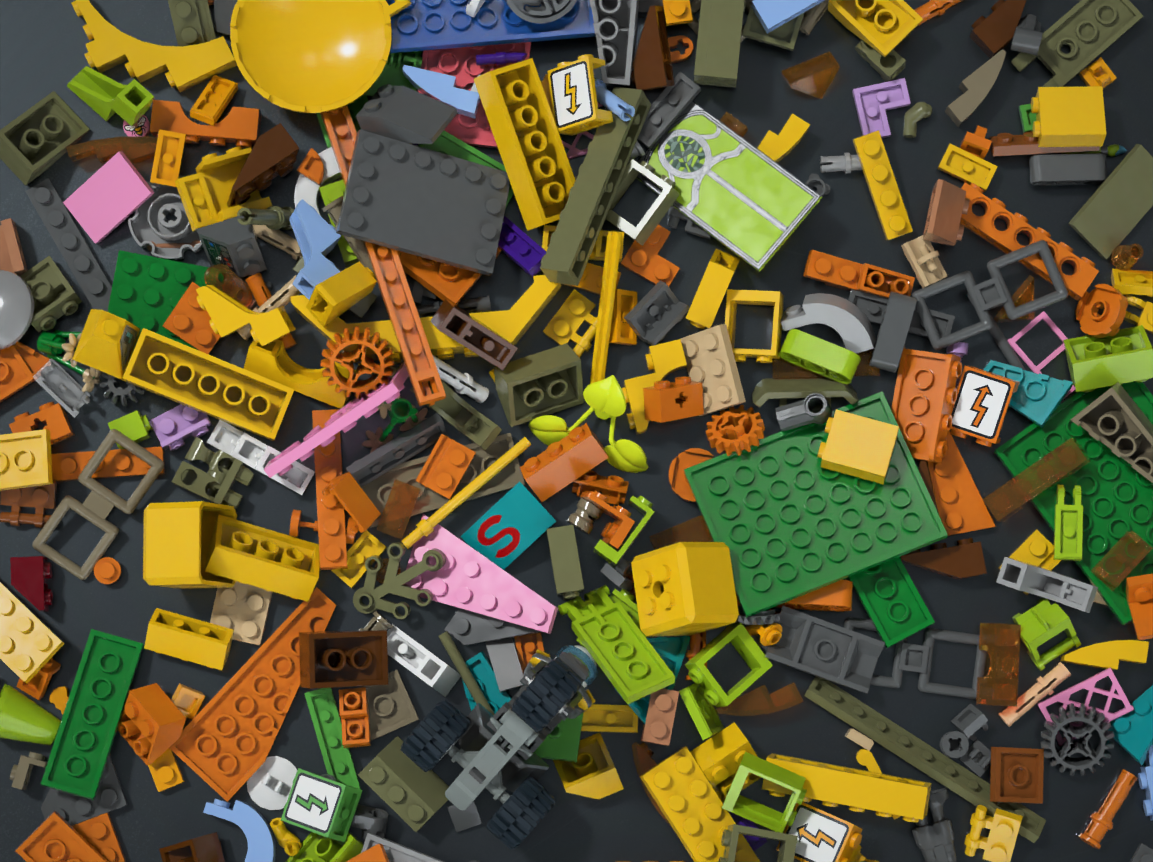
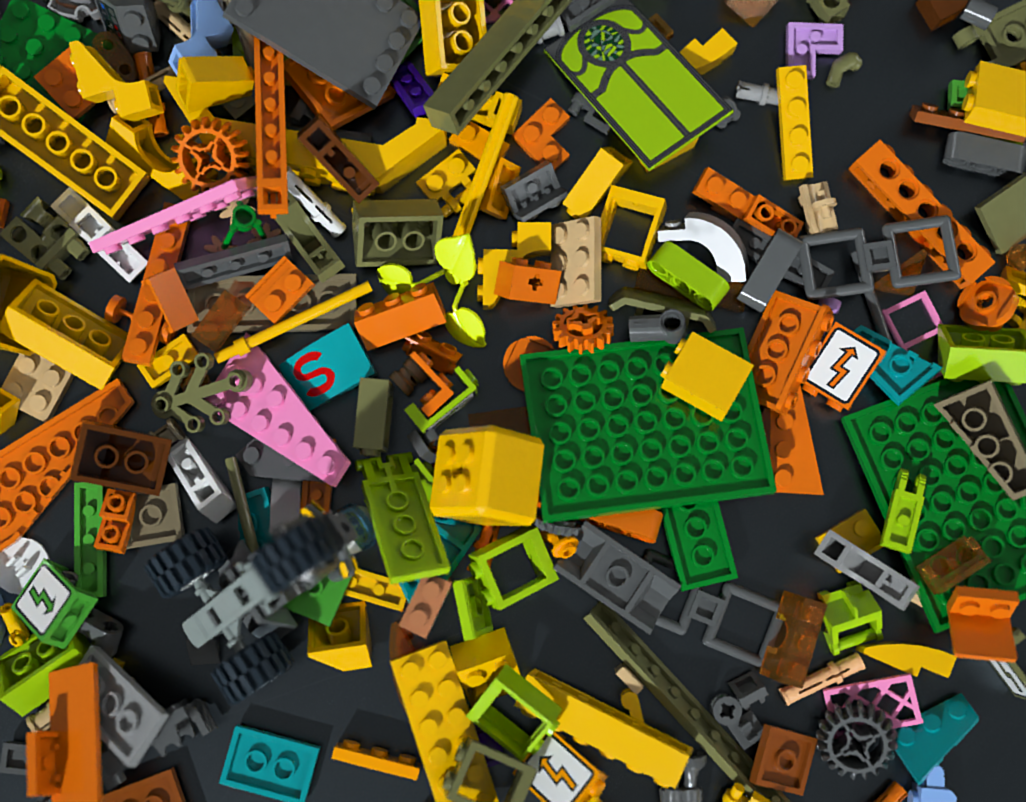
camera: 15 degrees right, 0 degrees up
(179, 425) = (27, 182): lavender bracket -> none
(404, 785) = (144, 612): olive slope -> none
(656, 211) = (558, 89): olive window -> none
(761, 702) = (537, 614): clear orange slope -> none
(945, 213) = (855, 159): nougat slope -> none
(954, 562) = (774, 521): reddish brown slope -> none
(967, 167) = (883, 126): yellow plate -> none
(975, 89) = (910, 53): dark tan slope -> none
(976, 143) = (898, 107): orange tile -> none
(1036, 479) = (882, 457): clear orange arch -> none

